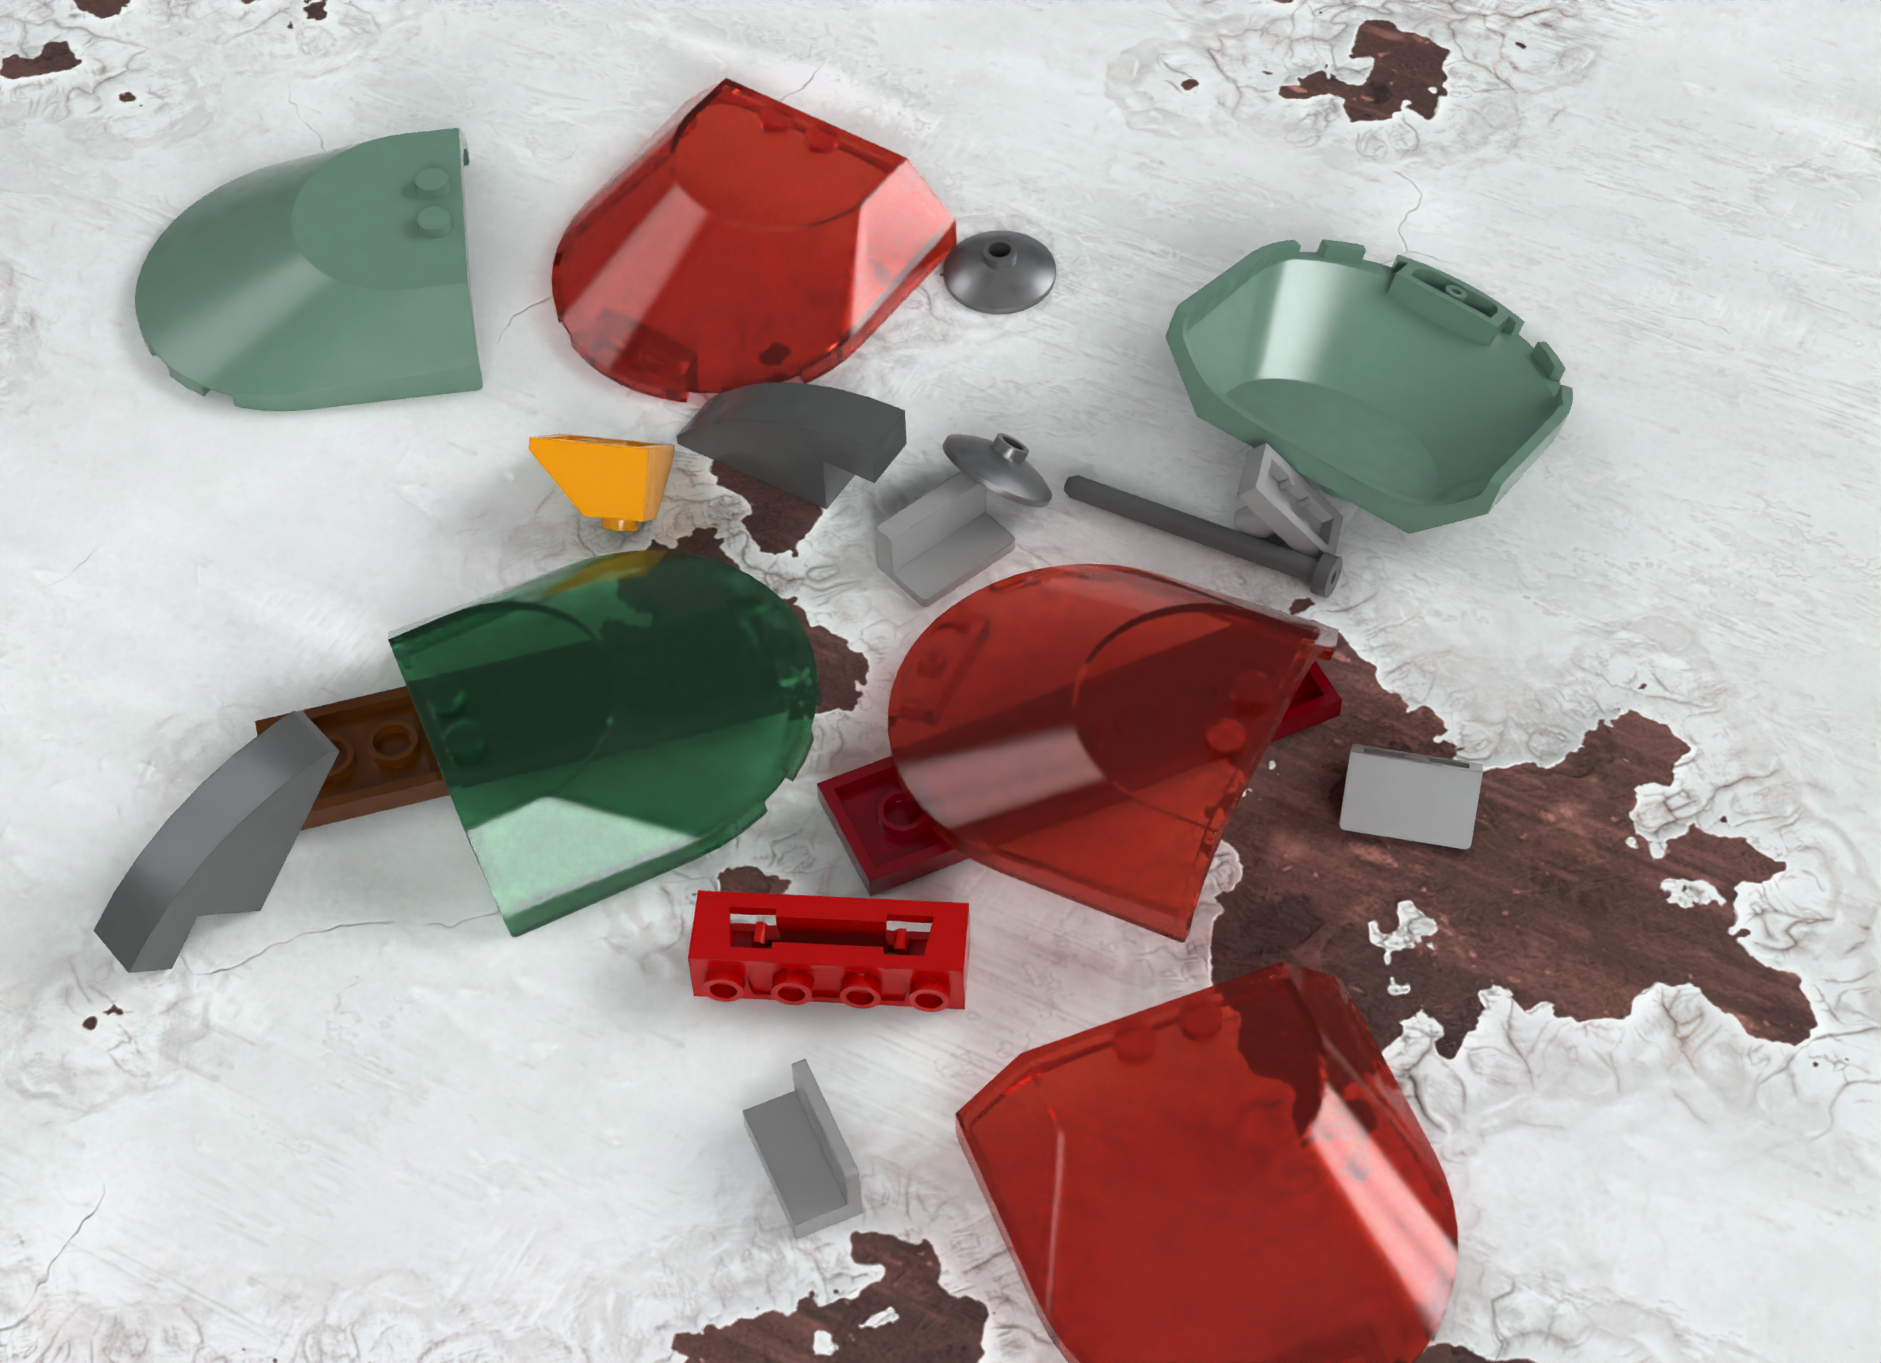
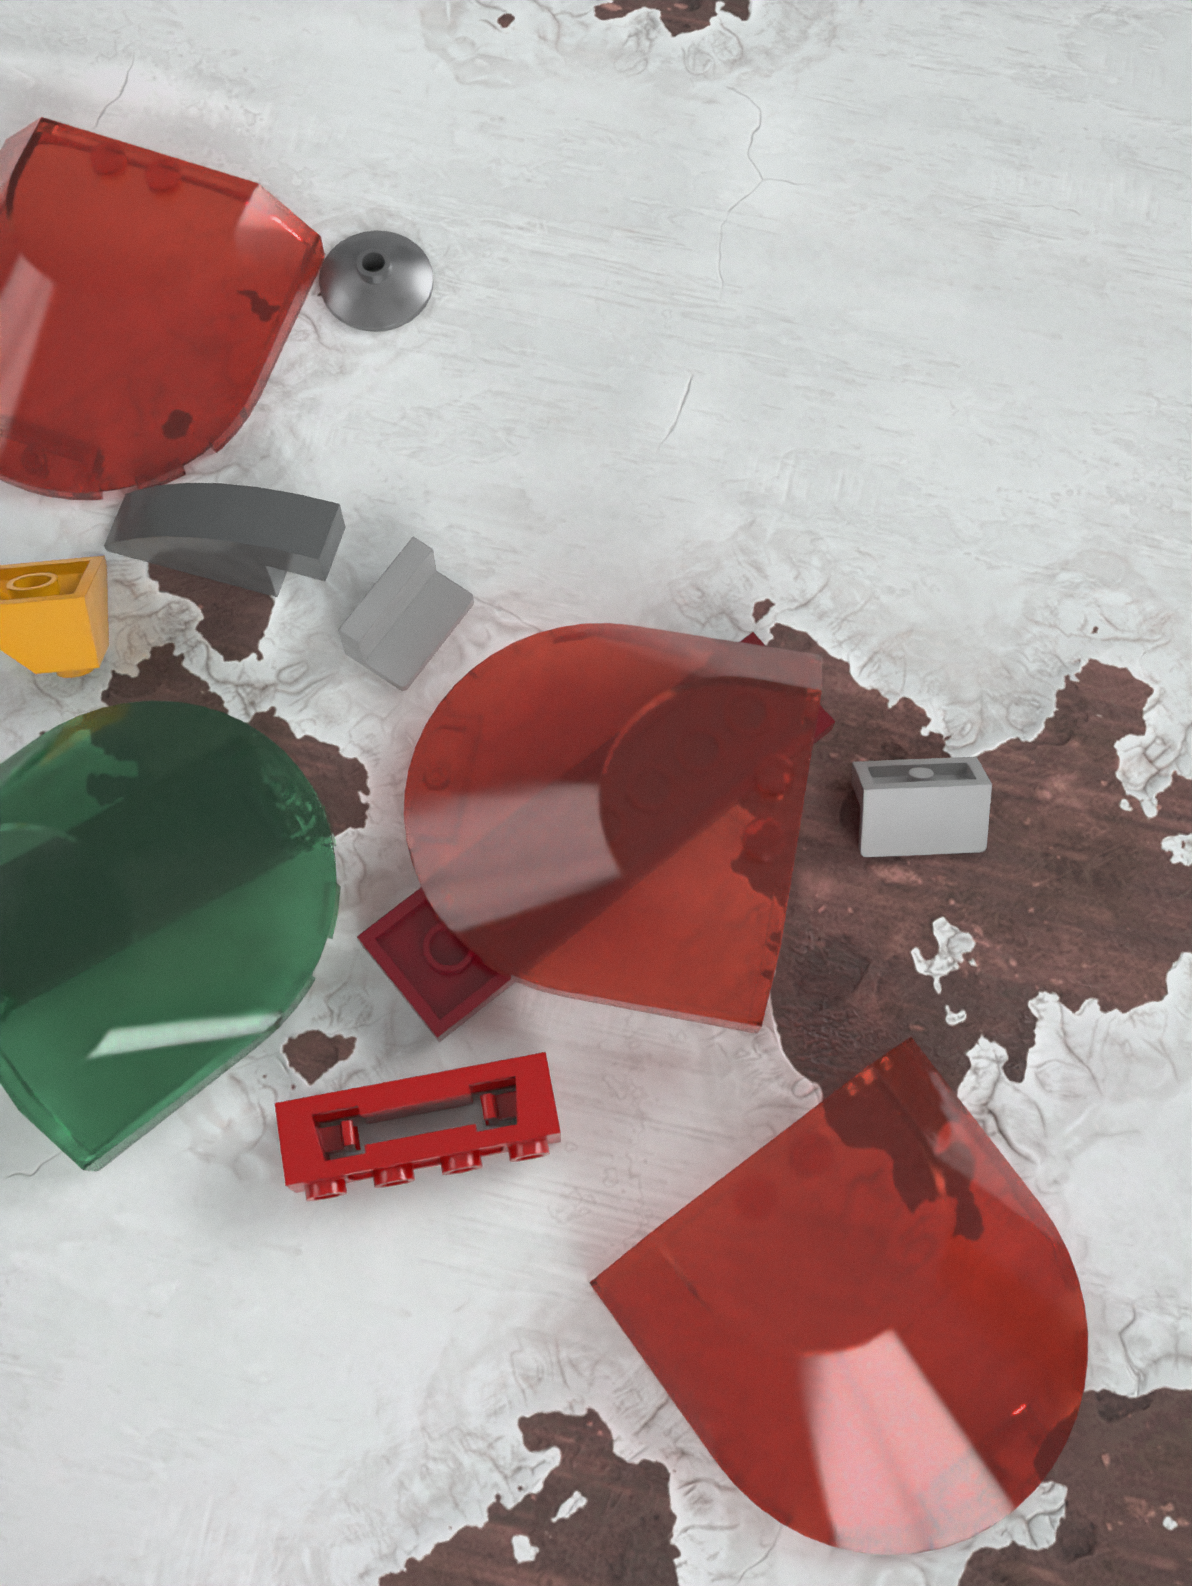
camera: 20 degrees left, 20 degrees up
(805, 1156) = (451, 1360): light grey panel -> none
(999, 467) = (439, 528): flat silver dish -> none
(1285, 504) = (731, 514): light grey tile -> none
(1321, 573) = (654, 550): dark grey bar -> none
(1371, 379) = (785, 354): sand green windscreen -> none

